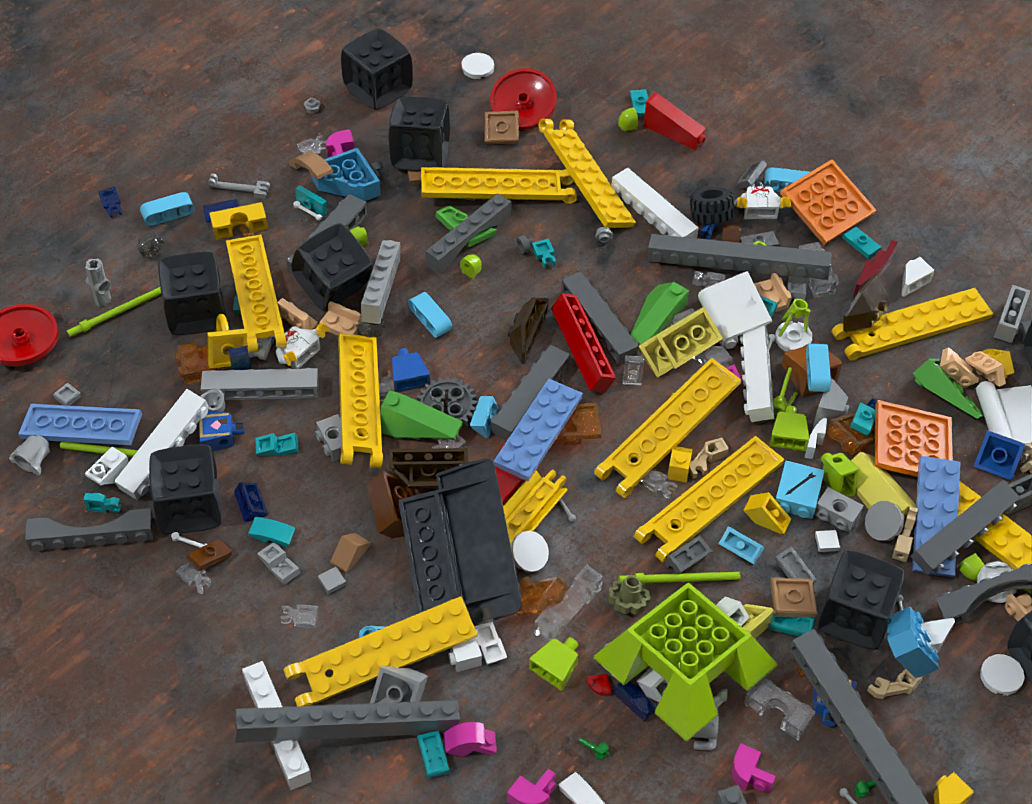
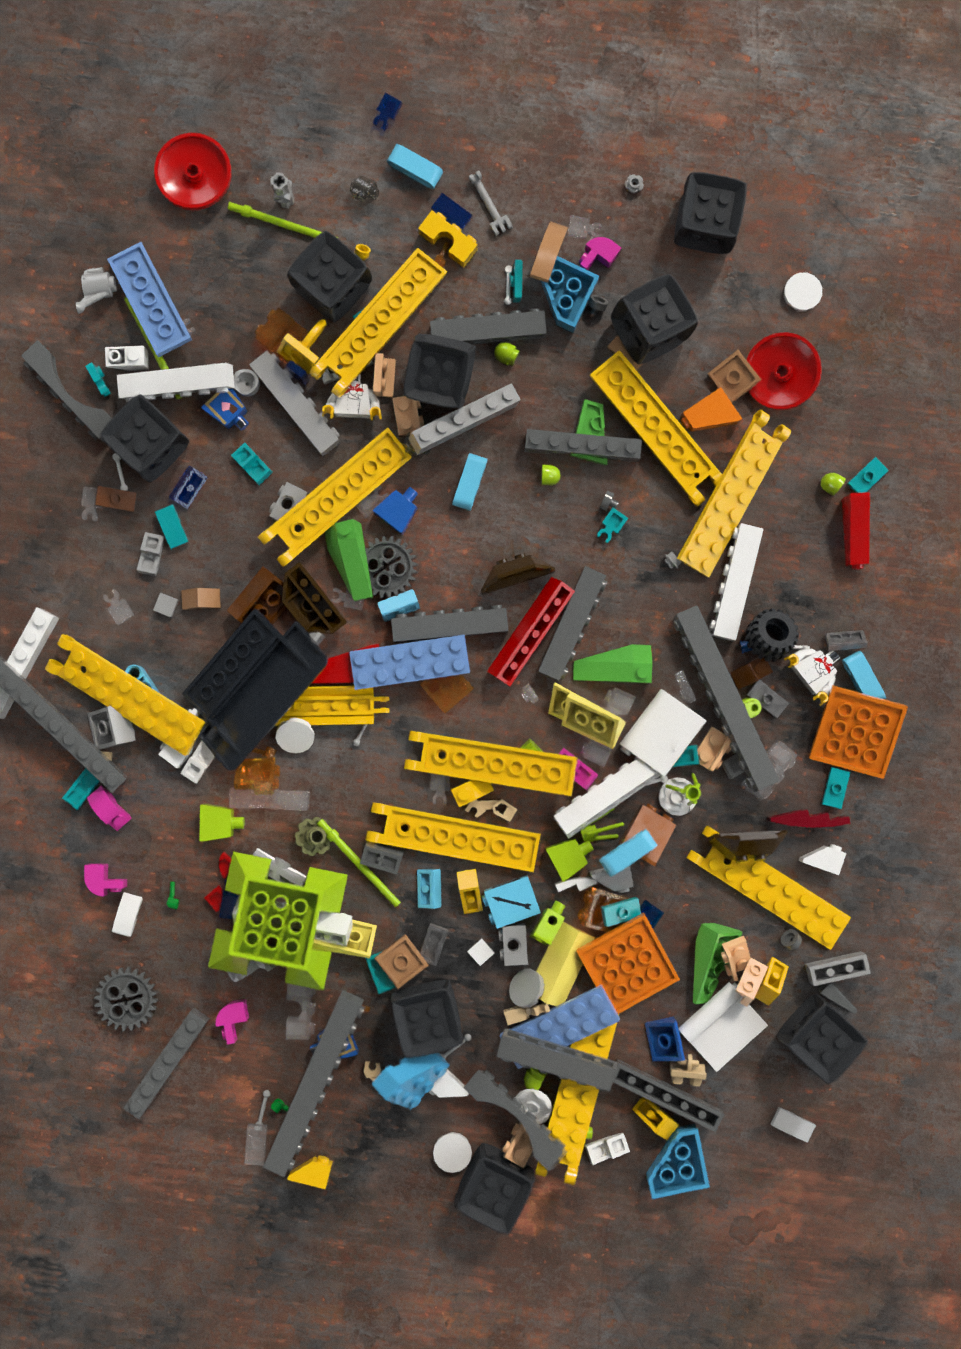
camera: 50 degrees right, 35 degrees up
(67, 395) = (174, 259): light grey tile -> none
(516, 150) = (711, 412): none -> orange slope
(623, 713) = (214, 898): none -> red tile
(967, 331) = (791, 940): none -> dark grey tile

